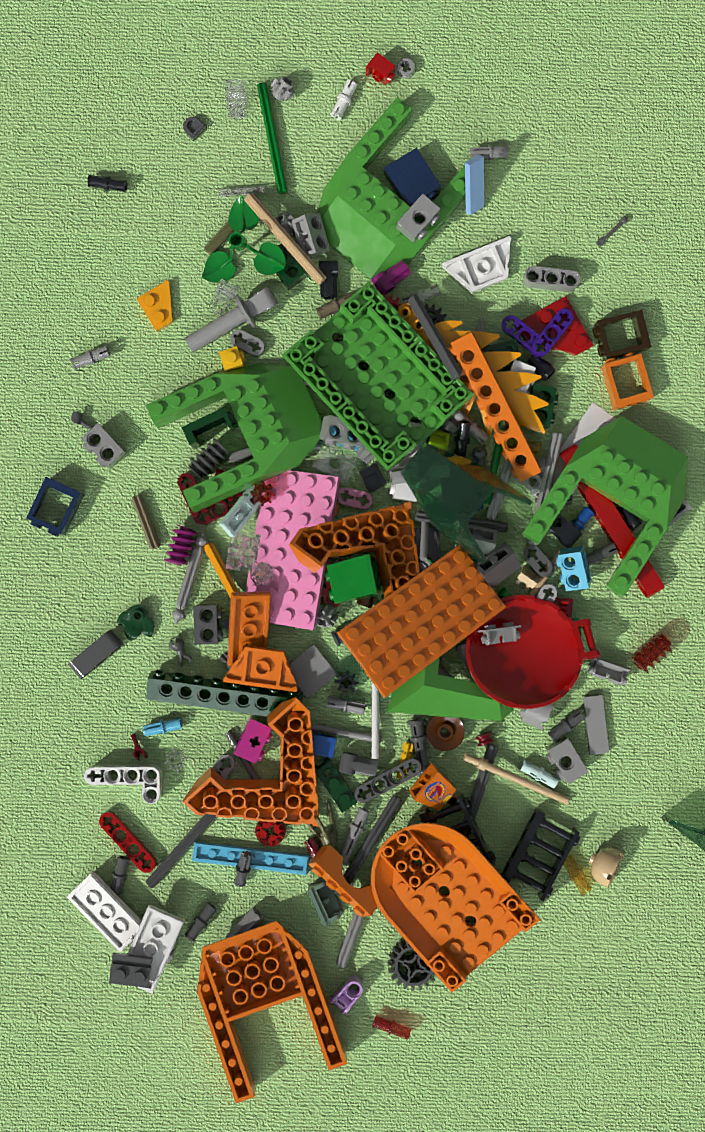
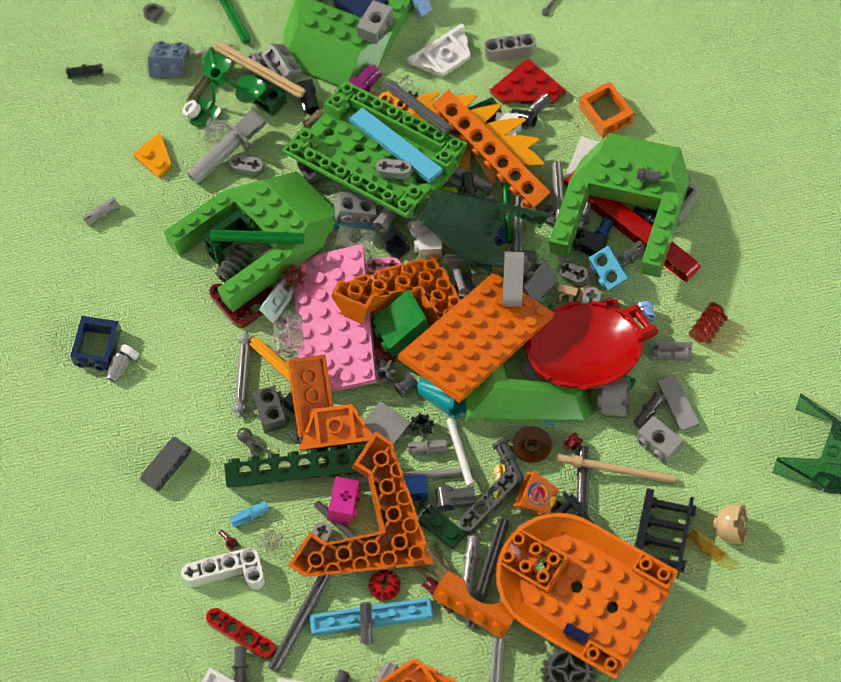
camera: 15 degrees left, 25 degrees down
(71, 537) = (117, 366): none -> light grey cone
(76, 418) = (99, 266): dark grey hand -> none
(85, 525) = (129, 352): none -> white tile
(106, 443) = (133, 277): light grey brick -> none
(136, 625) = (199, 428): dark green plate -> none
(145, 521) = (187, 336): dark tan axle -> none
(181, 545) = (226, 346): magenta piece -> none
(195, 192) = (167, 59): none -> sand blue bracket
(206, 262) = (191, 109): none -> white tile
(232, 358) = (235, 176): yellow brick -> none
(234, 447) = (257, 236): none -> green axle
(261, 573) = (312, 342): clear gear -> none
(325, 902) = (458, 636): sand green hinge -> none
(393, 401) = (393, 169): none -> light grey beam
(400, 375) = (395, 144): none -> medium azure tile
(426, 935) = (575, 633): none -> clear blue pin
(474, 571) = (513, 279): none -> light grey beam
(507, 631) = (548, 337): light grey hinge -> none
(536, 338) = (511, 94): dark purple beam -> none
(536, 390) = (539, 147): dark green brick -> none
(539, 774) = (637, 461): light aqua pin -> none
(563, 356) = (541, 103): none -> dark grey pin
(597, 621) = (647, 310): none -> light blue wheel
(640, 332) = (599, 60): dark brown window -> none
(645, 493) = (648, 175): none -> dark grey pin

